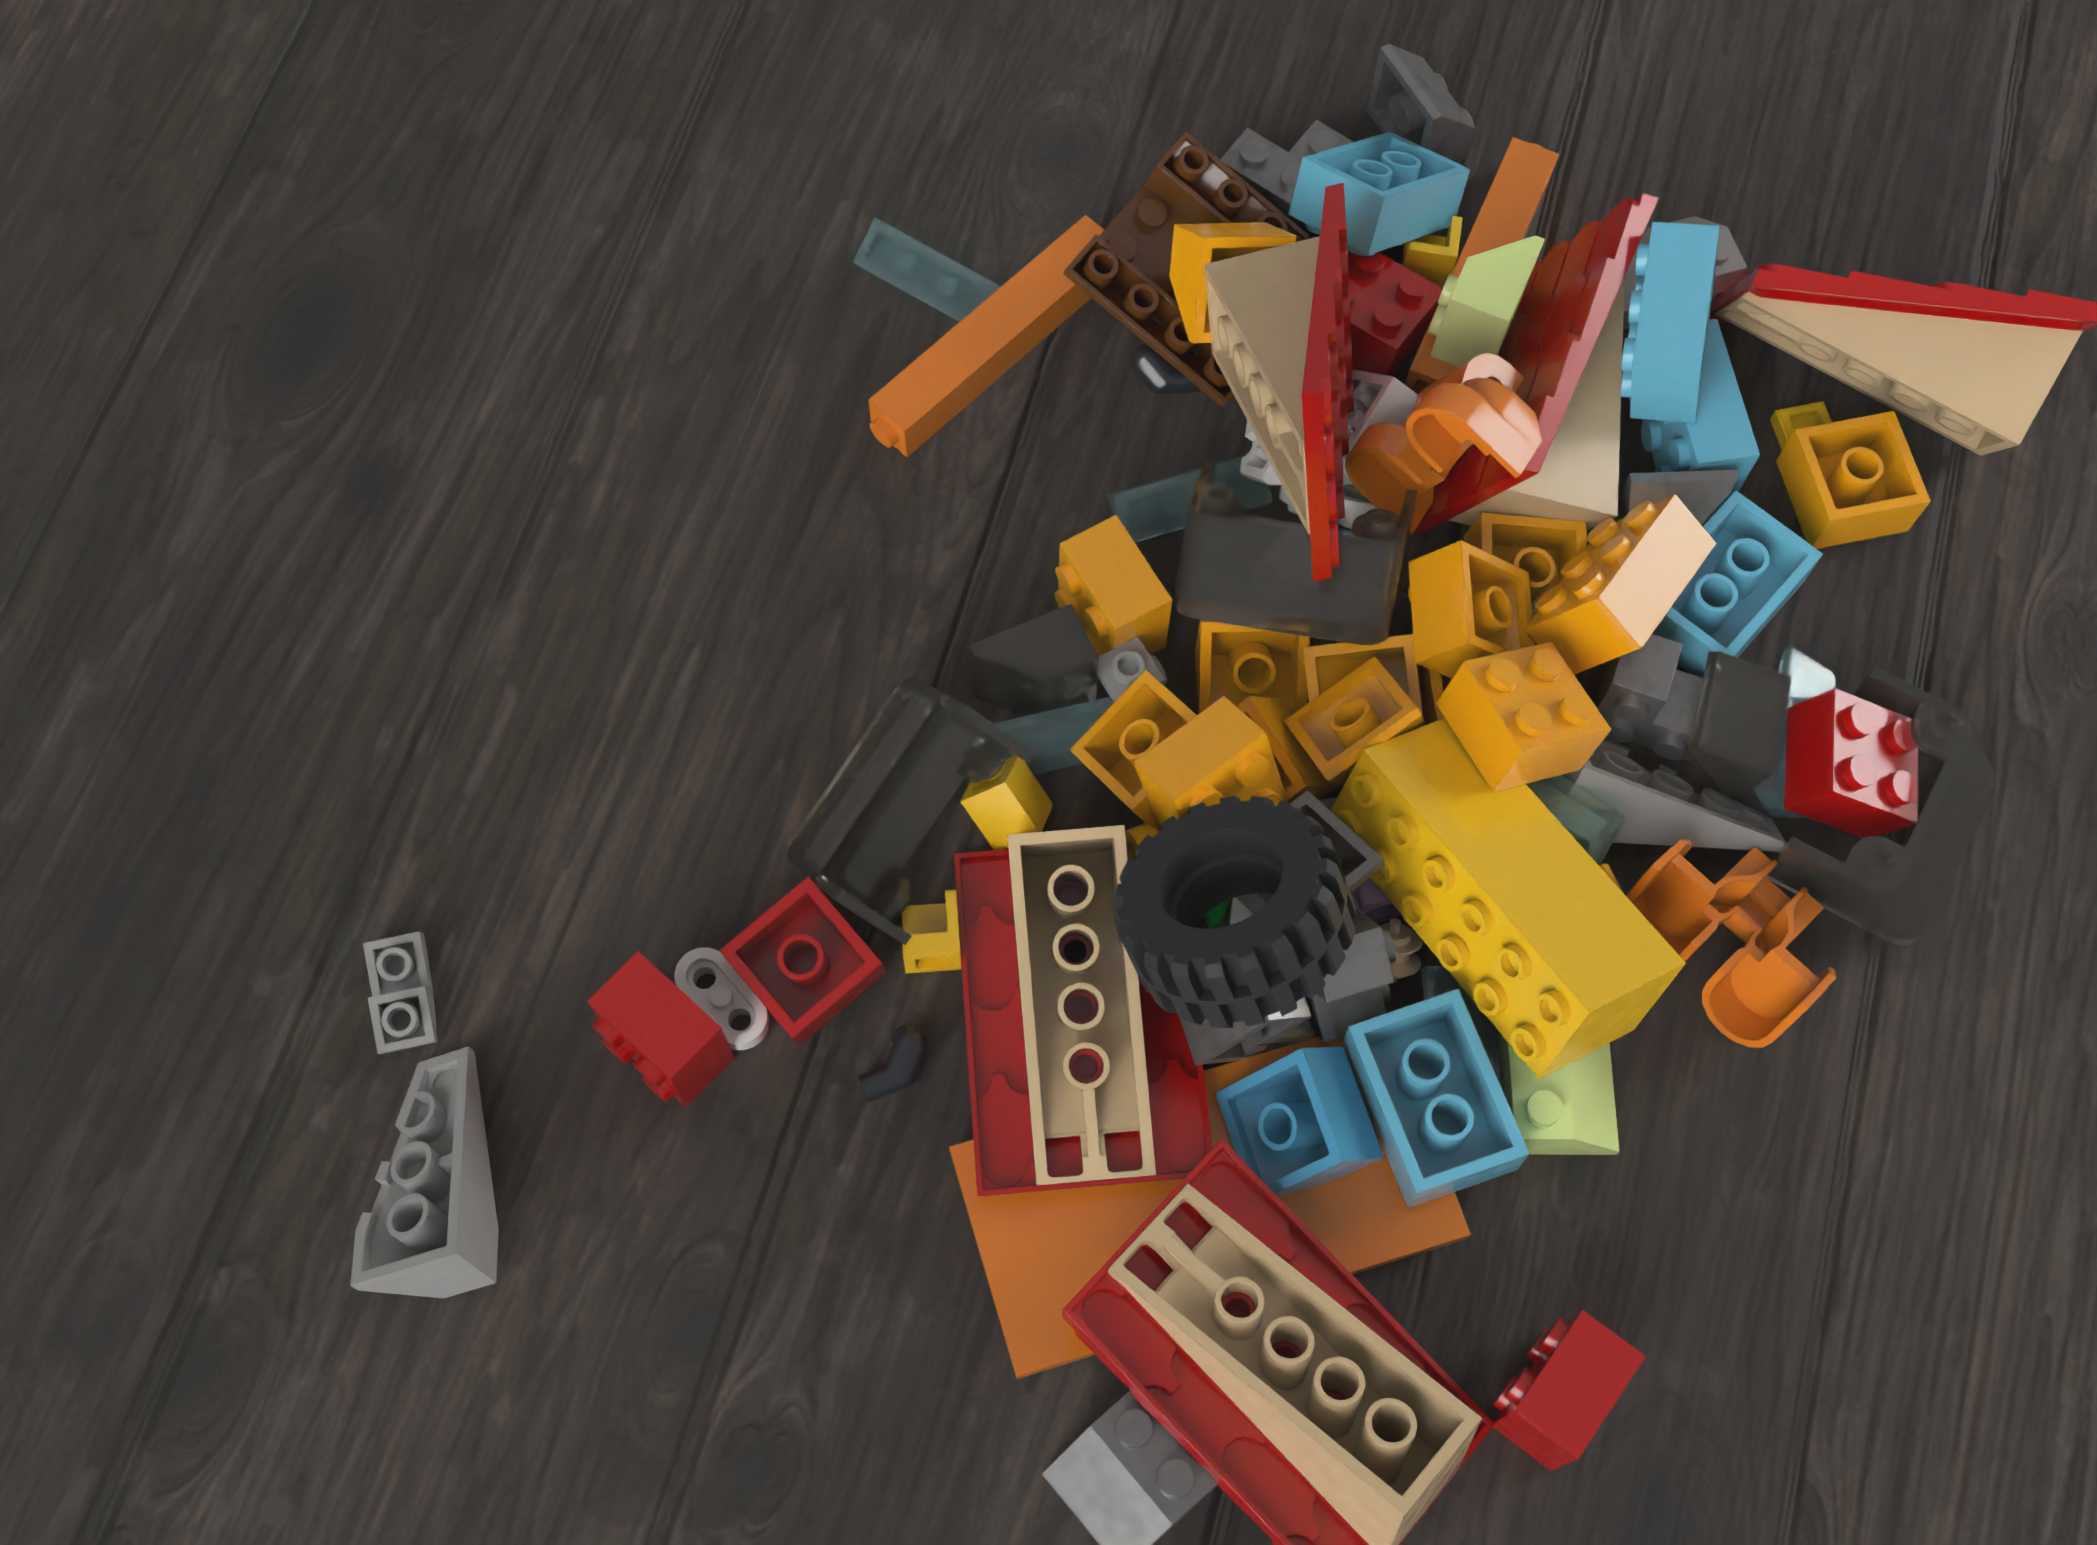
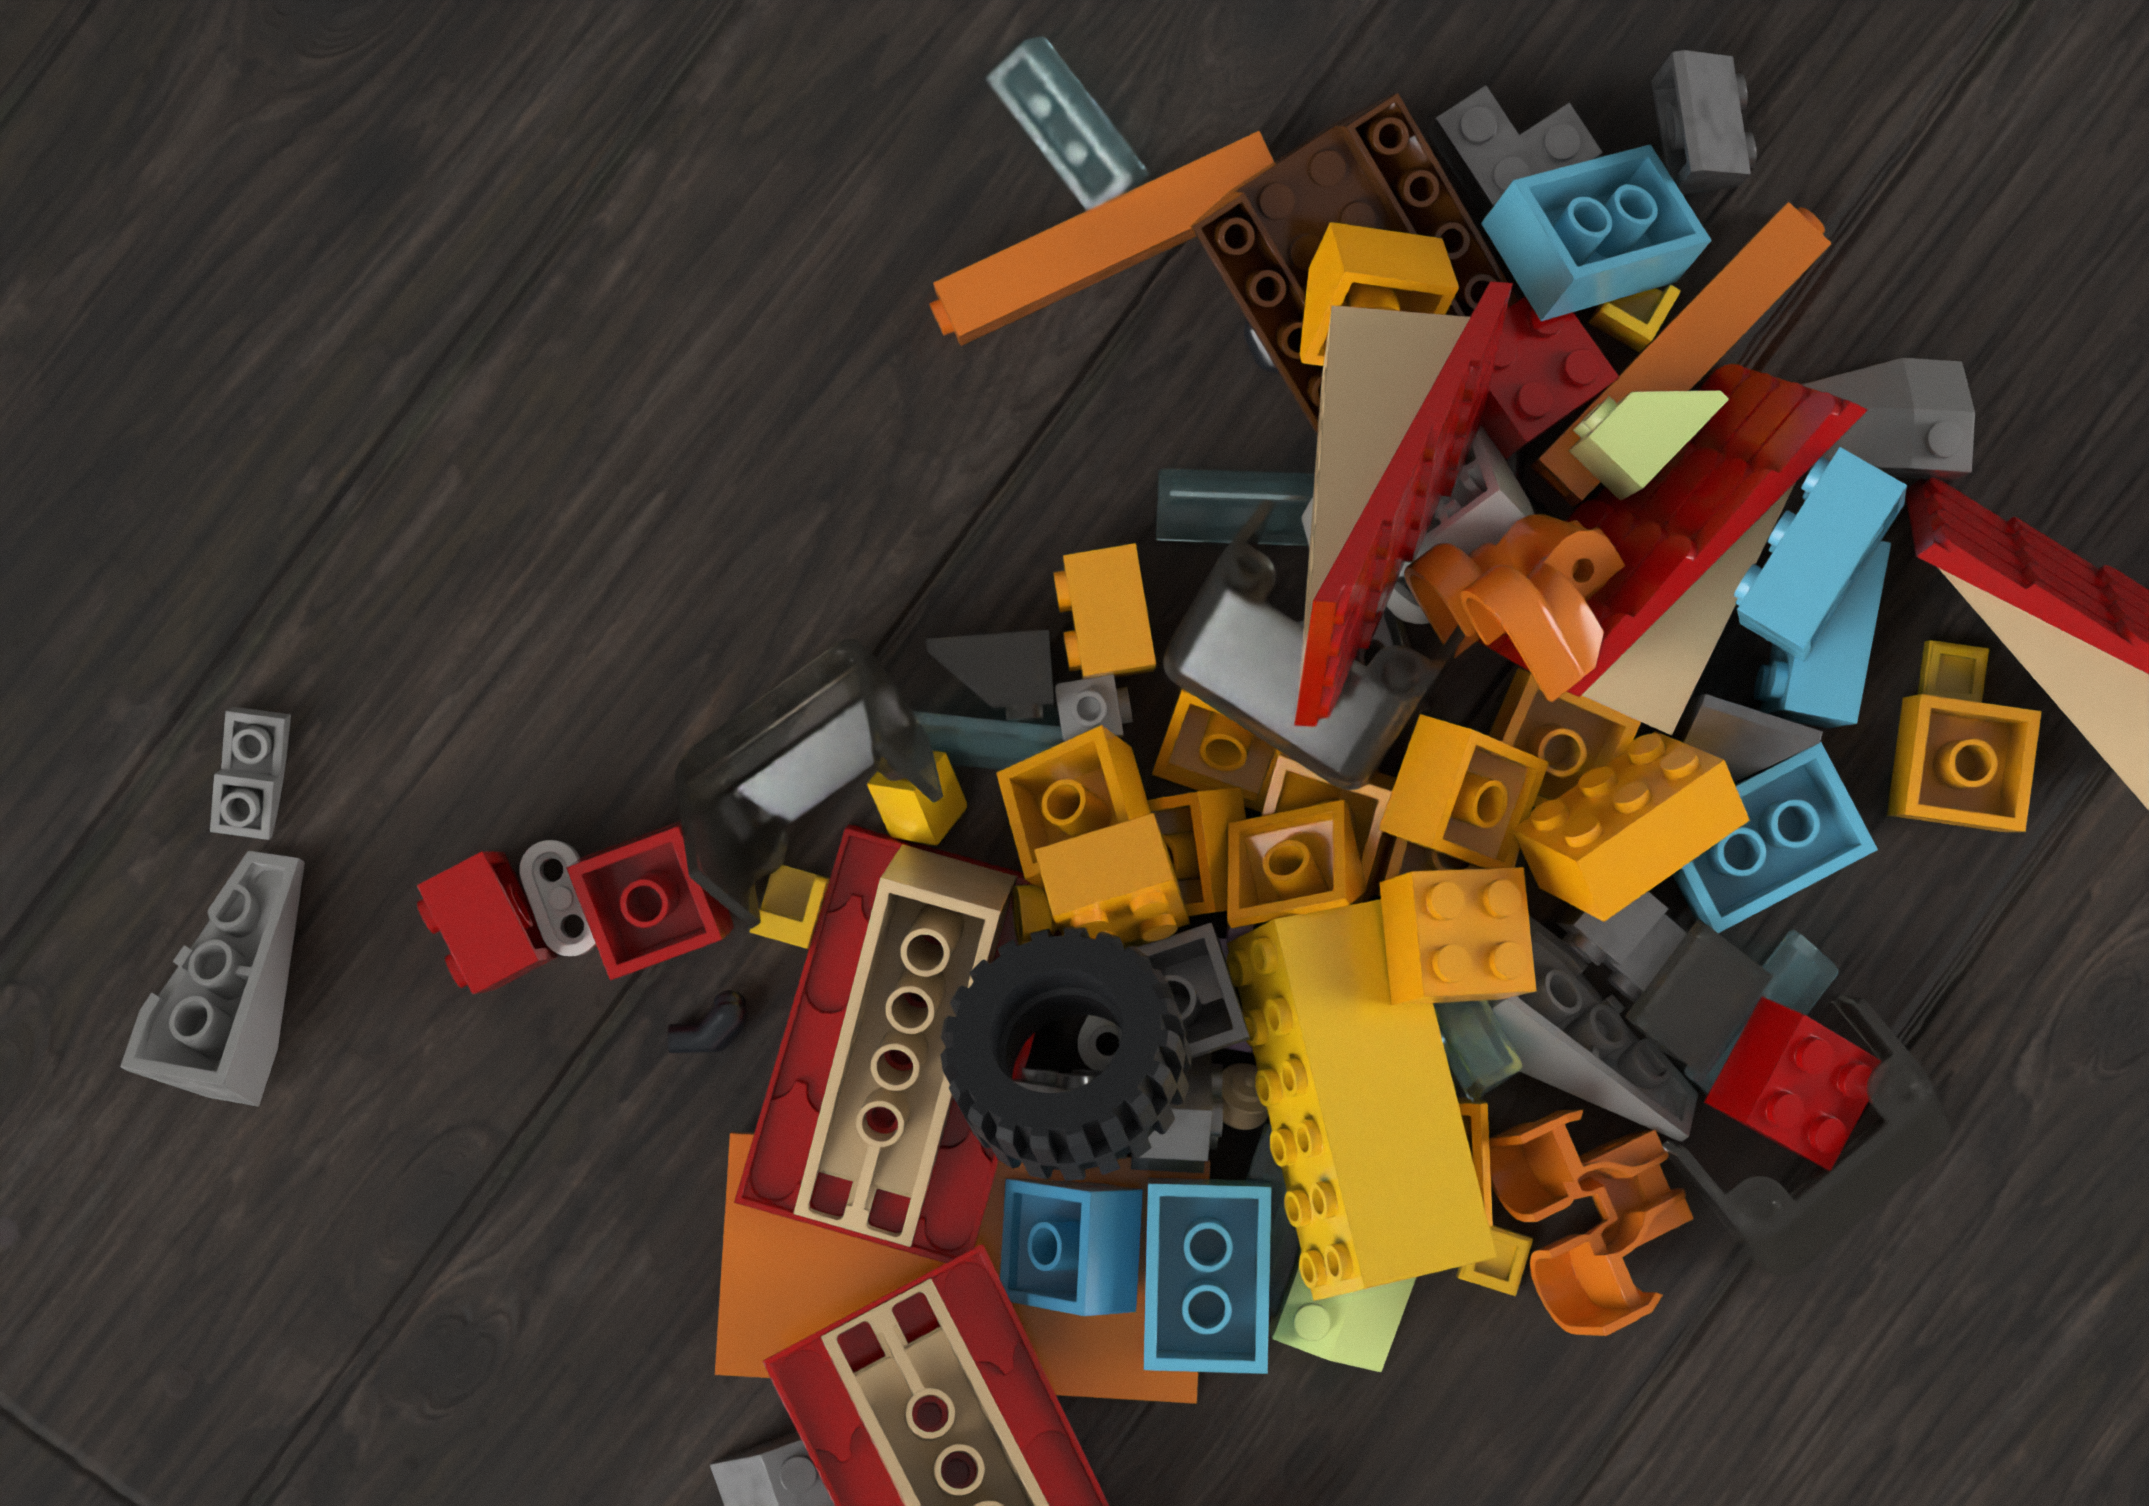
camera: 25 degrees right, 20 degrees up
(1673, 1018) = (1507, 1269): none -> yellow tile

